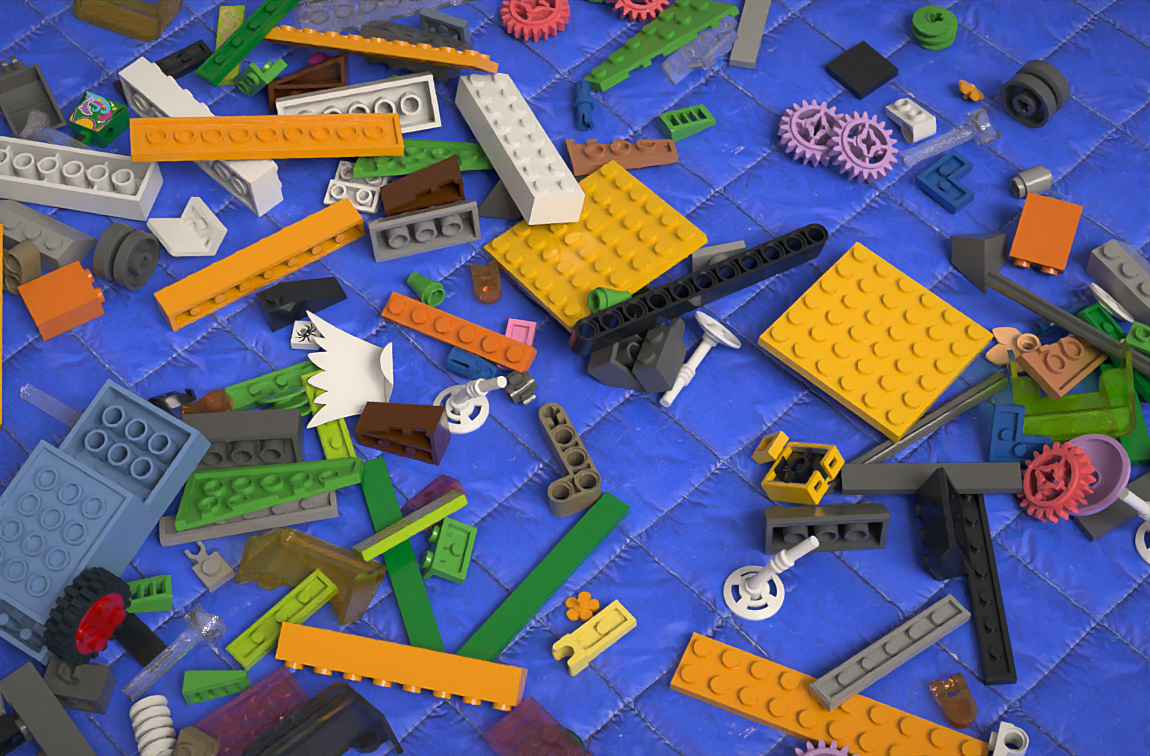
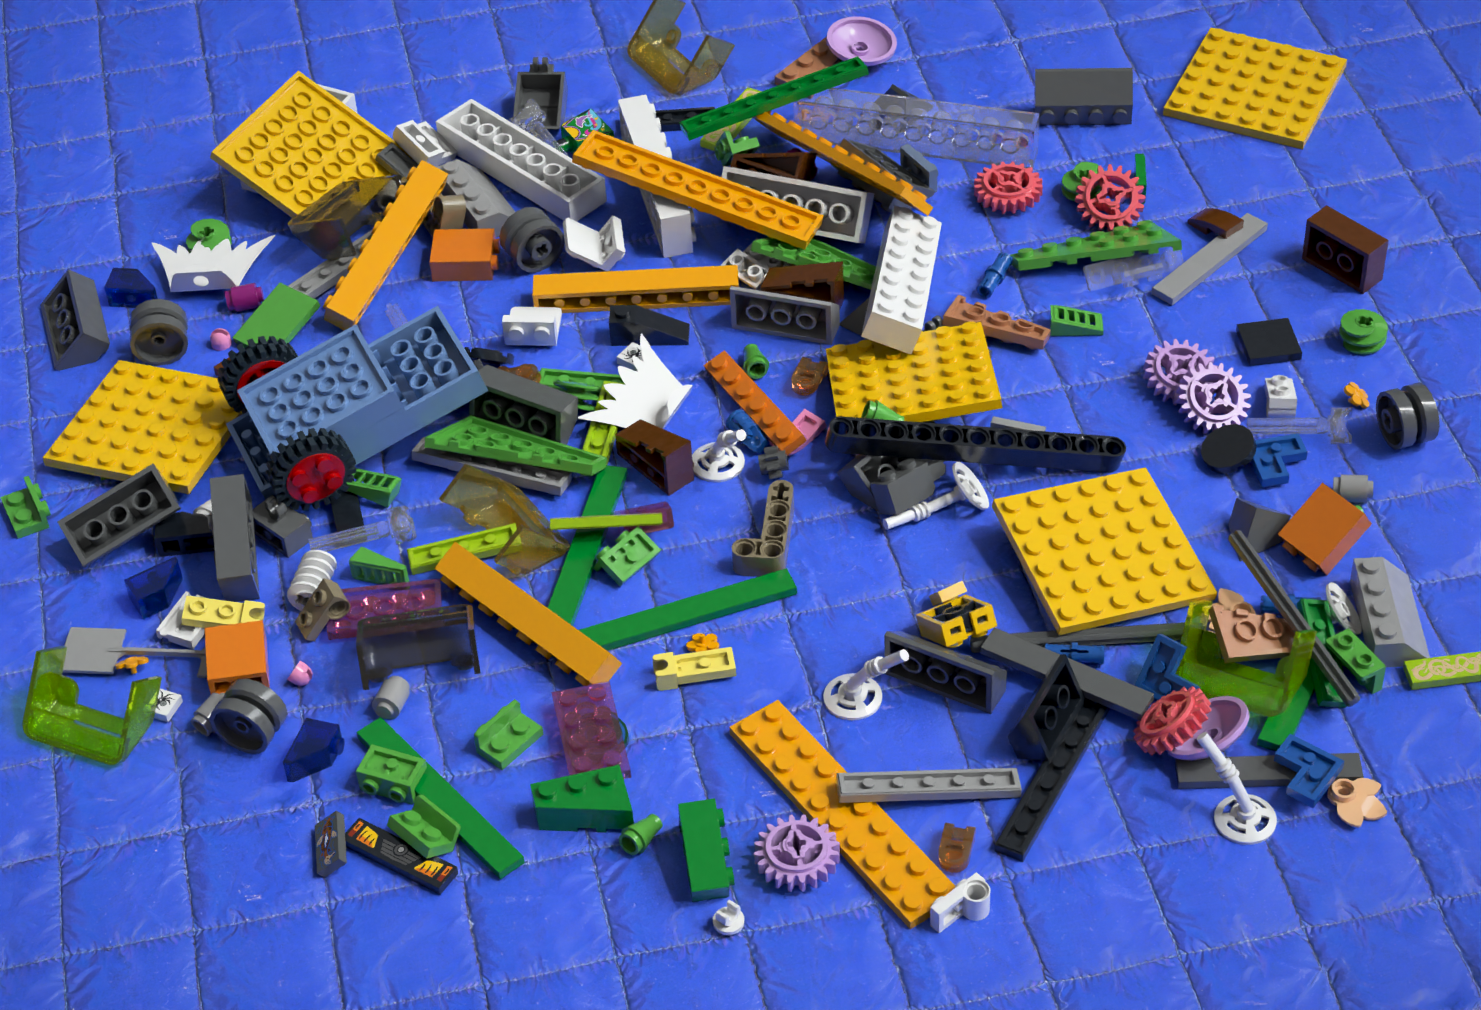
camera: 30 degrees right, 10 degrees down
(184, 346) = (532, 326): none -> white bracket
(210, 569) = (434, 489): light grey plate -> none
(906, 189) = (1228, 448): none -> black tile
(935, 446) = (1079, 653): none -> blue pin

